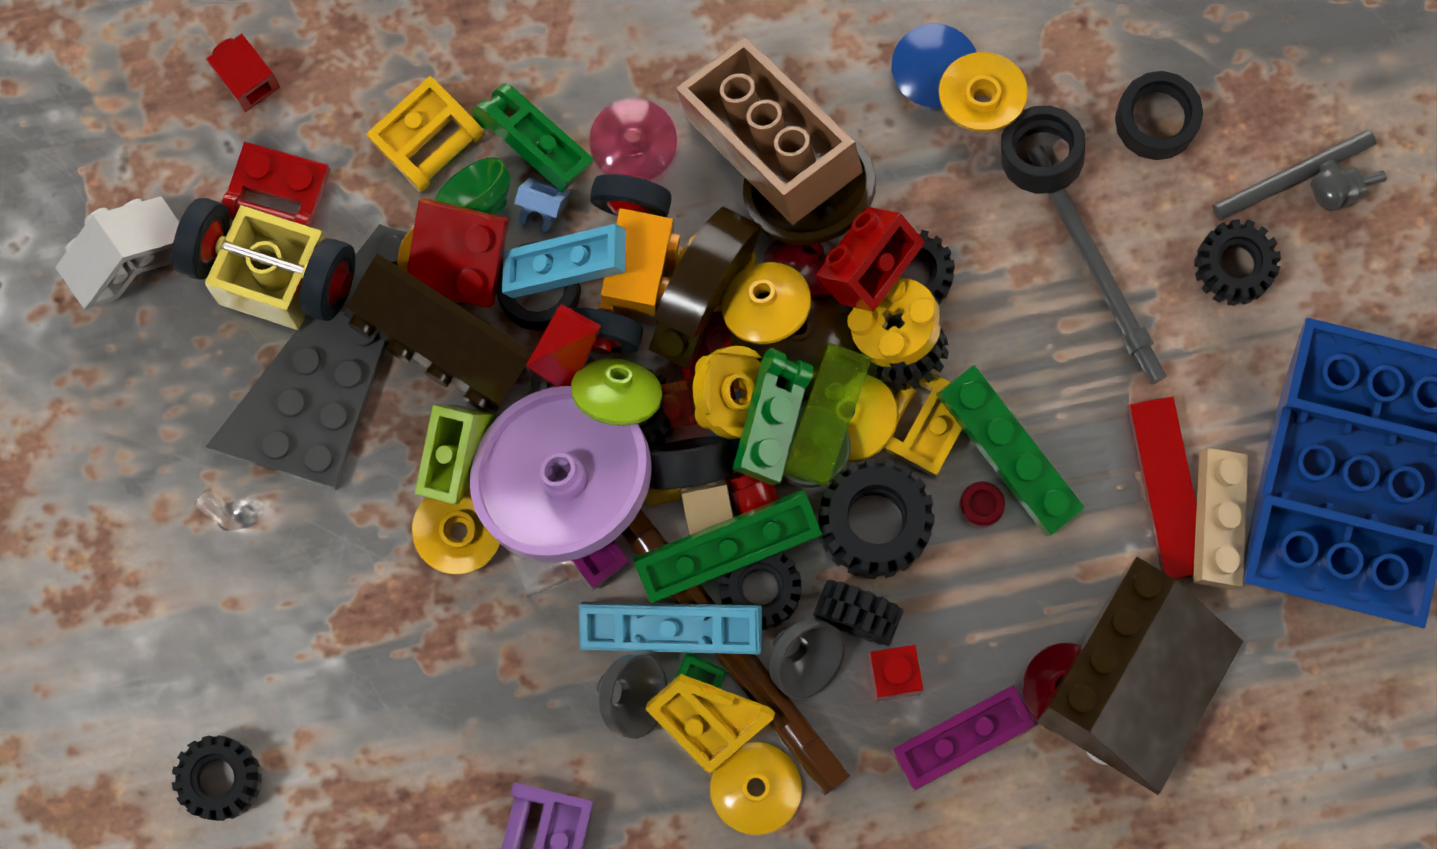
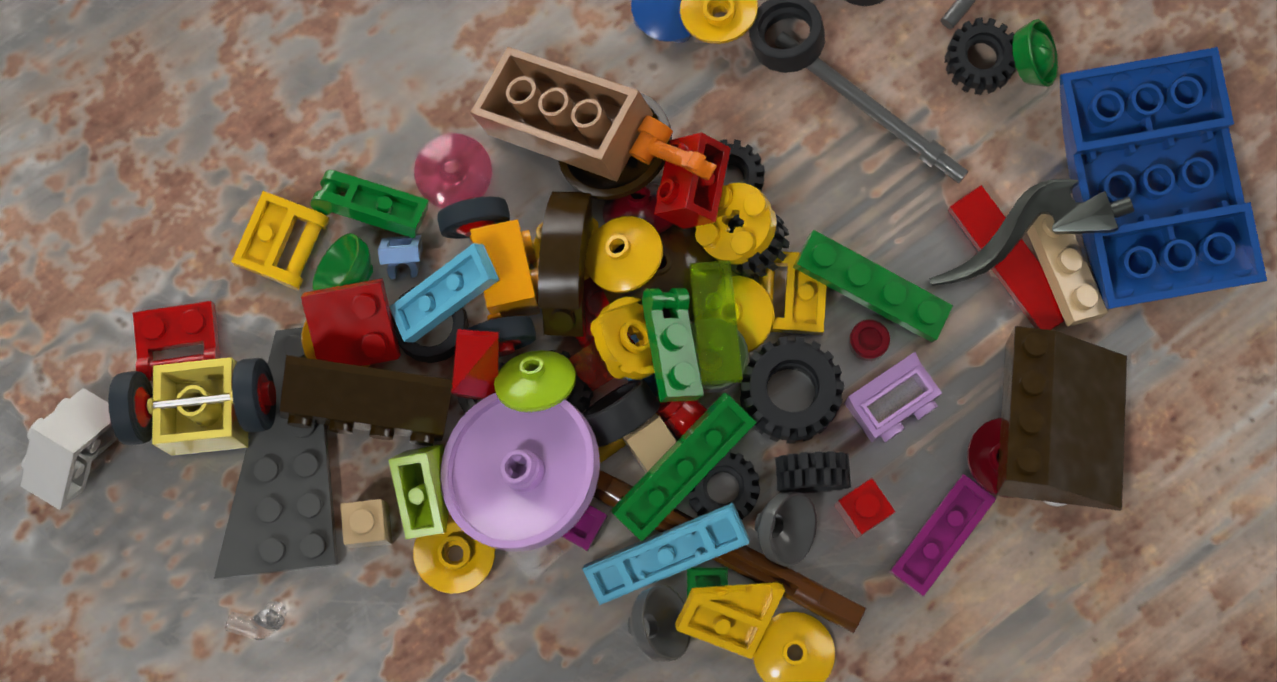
camera: 20 degrees left, 0 degrees up
(242, 71) = (105, 255): red brick -> none
(382, 460) = (366, 523): none -> tan brick
(847, 202) = (653, 142): none -> orange brick
(977, 576) = (893, 398): none -> lavender window
(1233, 439) = (1049, 198): none -> pearl dark grey piece
(1293, 285) = (1035, 54): none -> green hat

